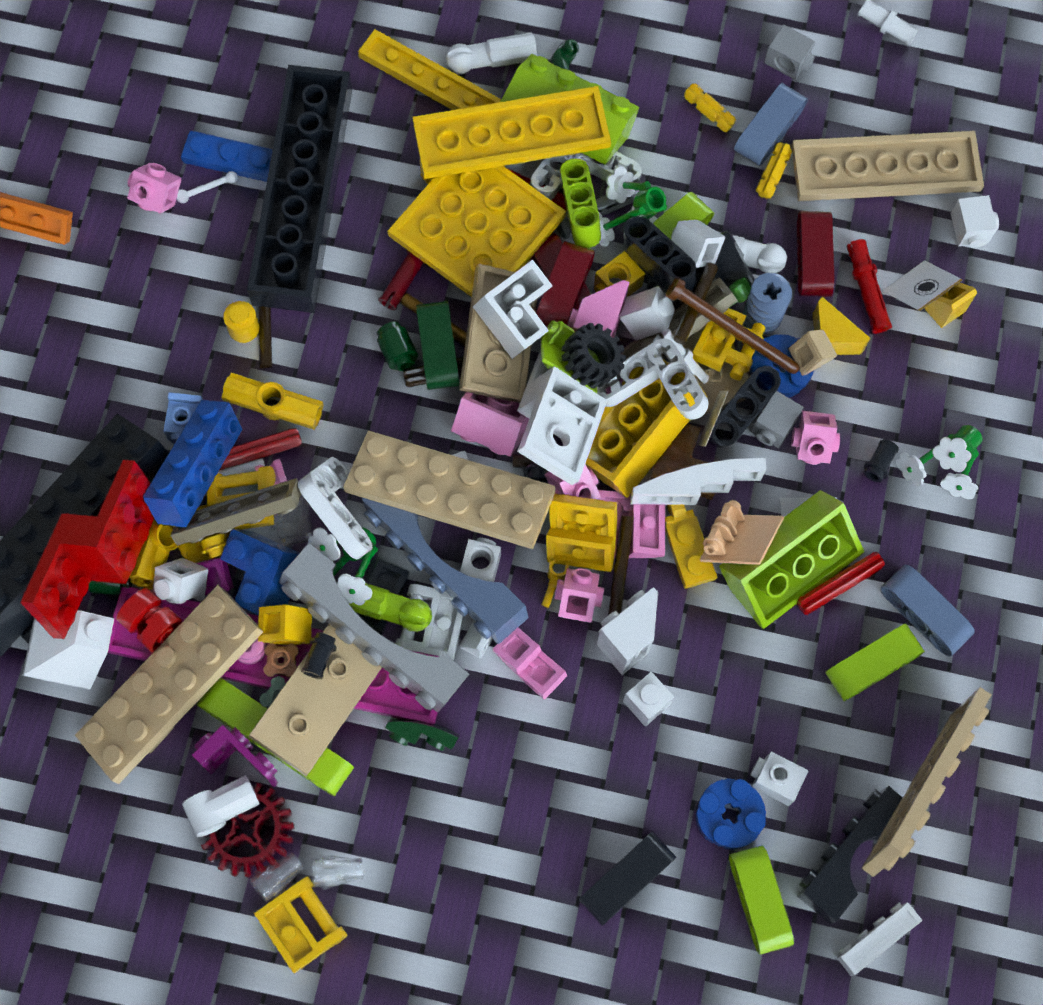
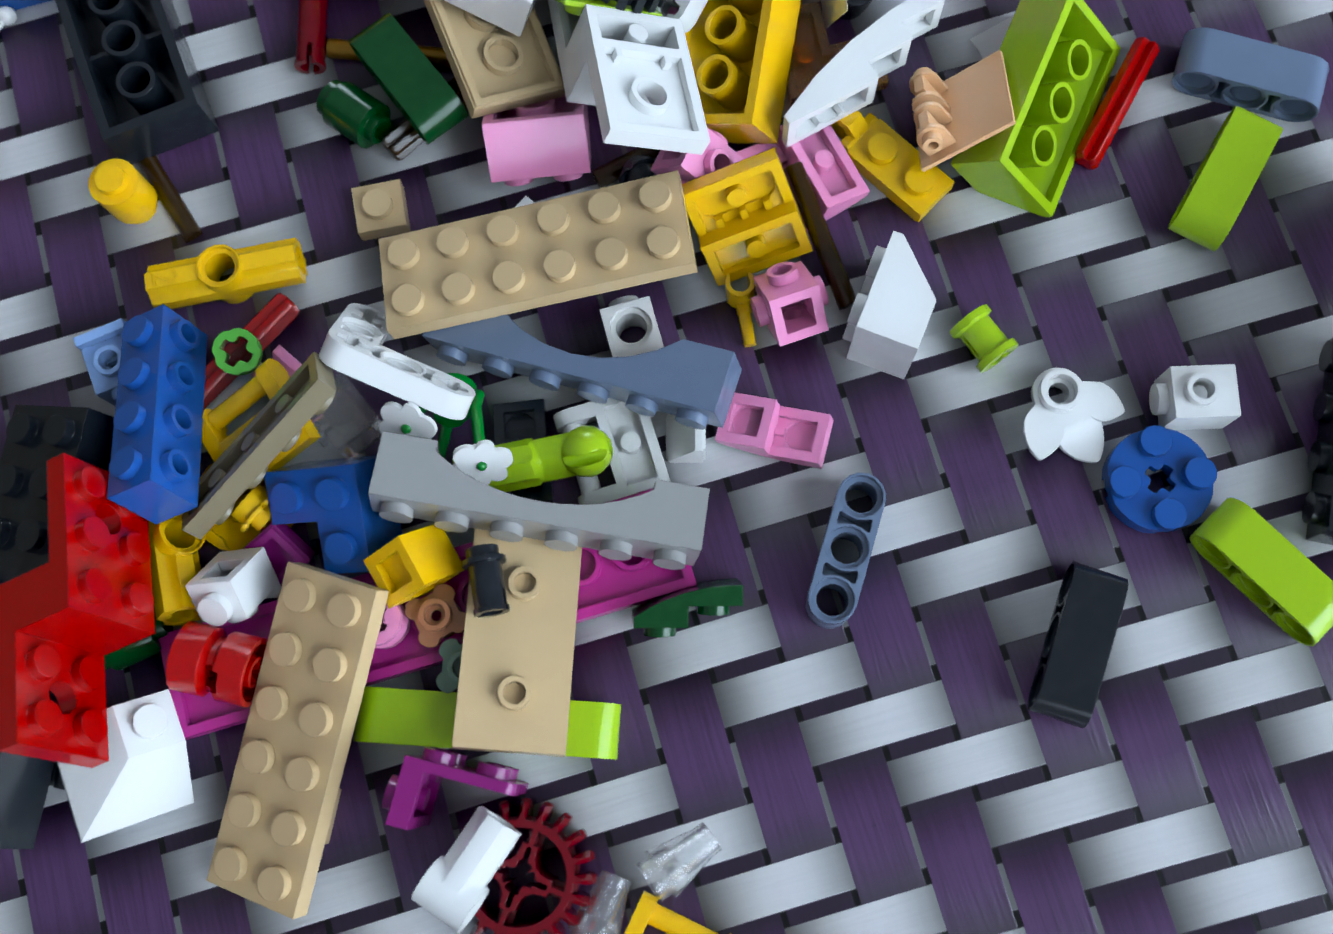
camera: 15 degrees left, 5 degrees up
(252, 460) = (234, 336): none -> bright green bush
(380, 410) = (380, 210): none -> tan plate
(534, 737) = (851, 526): none -> sand blue beam
(648, 699) = (963, 389): white brick -> none
(679, 676) = (983, 338): none -> lime bush
(702, 754) = (1072, 424): none -> white plate

